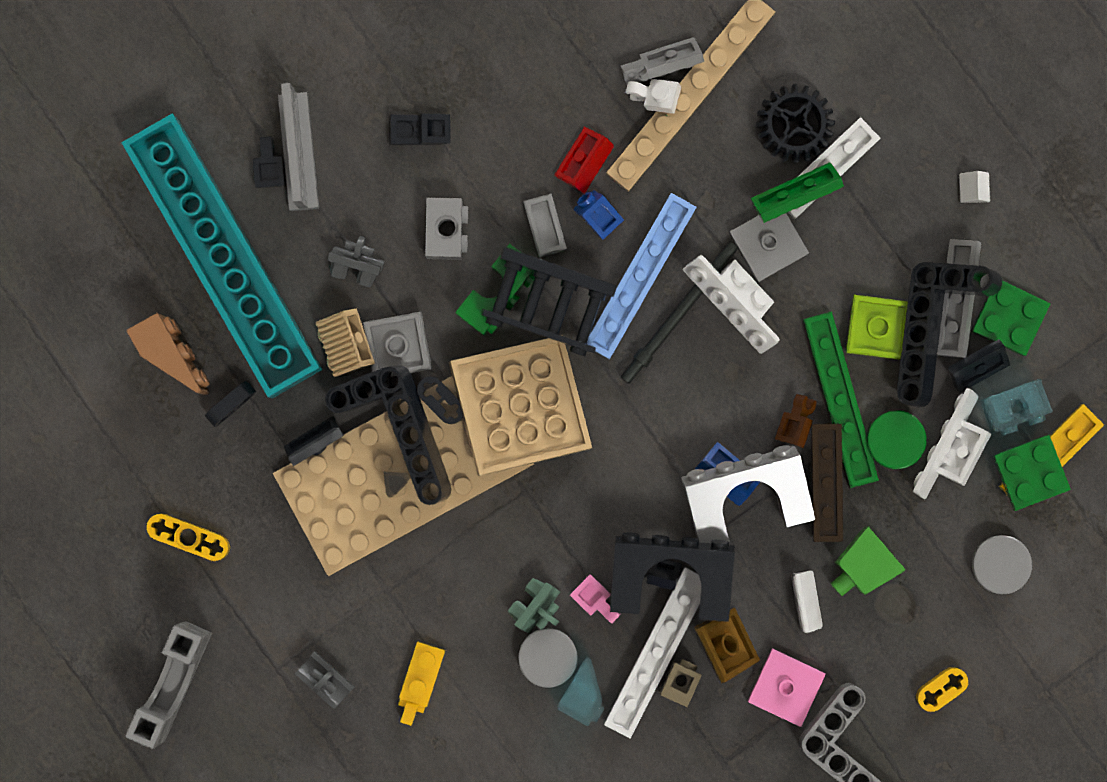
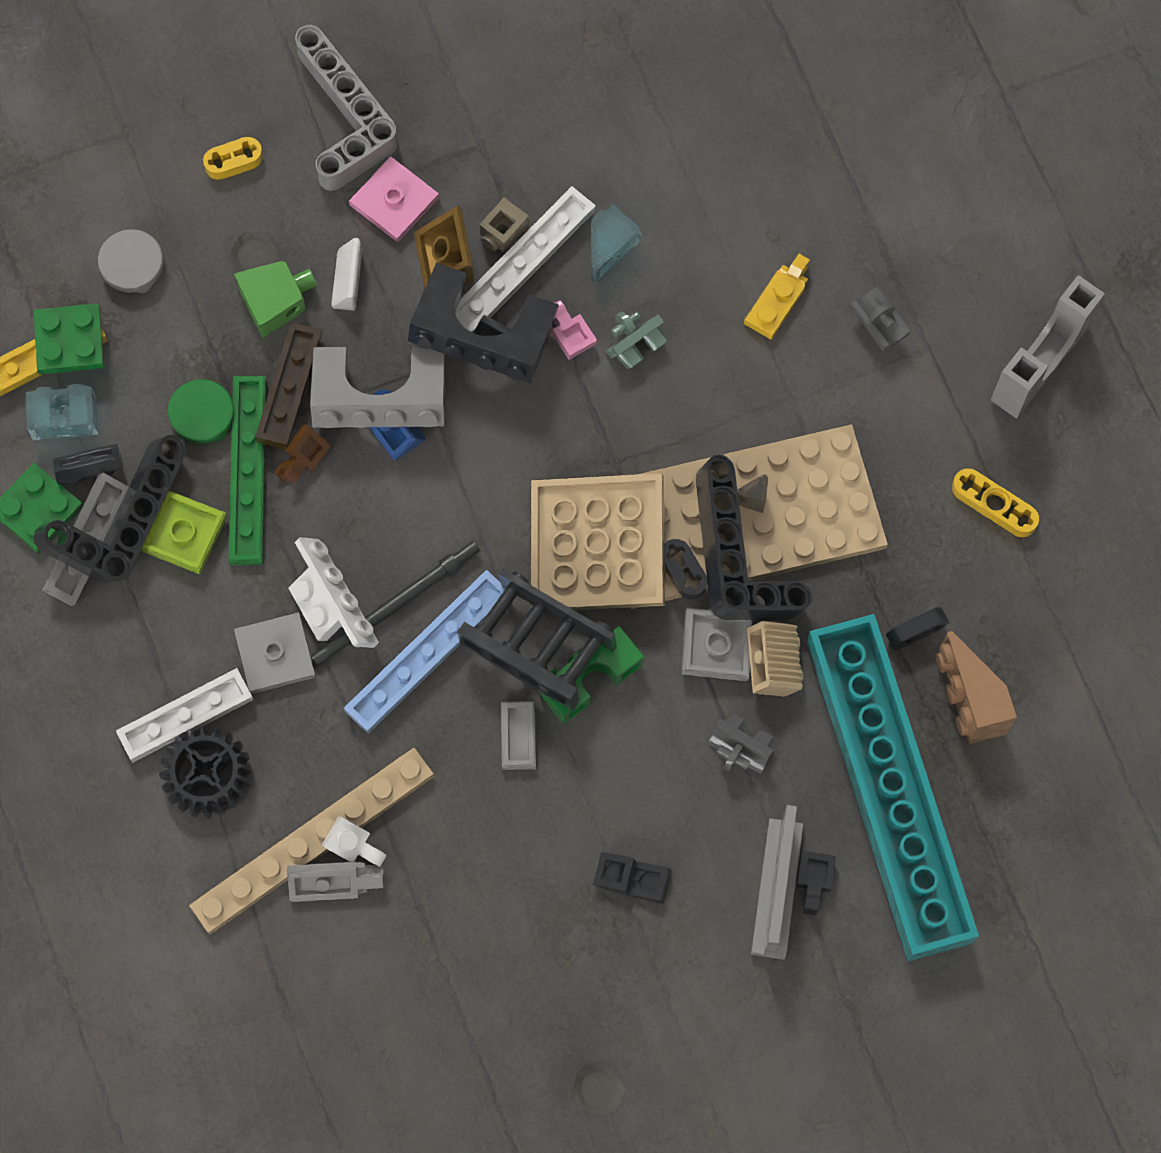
camera: 170 degrees left, 15 degrees down
(313, 441) = (834, 565): black plate -> none
(440, 211) = (633, 776): light grey brick -> none
(547, 657) = (637, 285): light grey tile -> none
(584, 160) = (454, 797): red slope -> none
(598, 213) = (456, 731): blue bracket -> none
(797, 192) = (227, 689): green plate -> none
(957, 448) = (138, 383): white bracket -> none
(974, 187) = (29, 654): white slope -> none

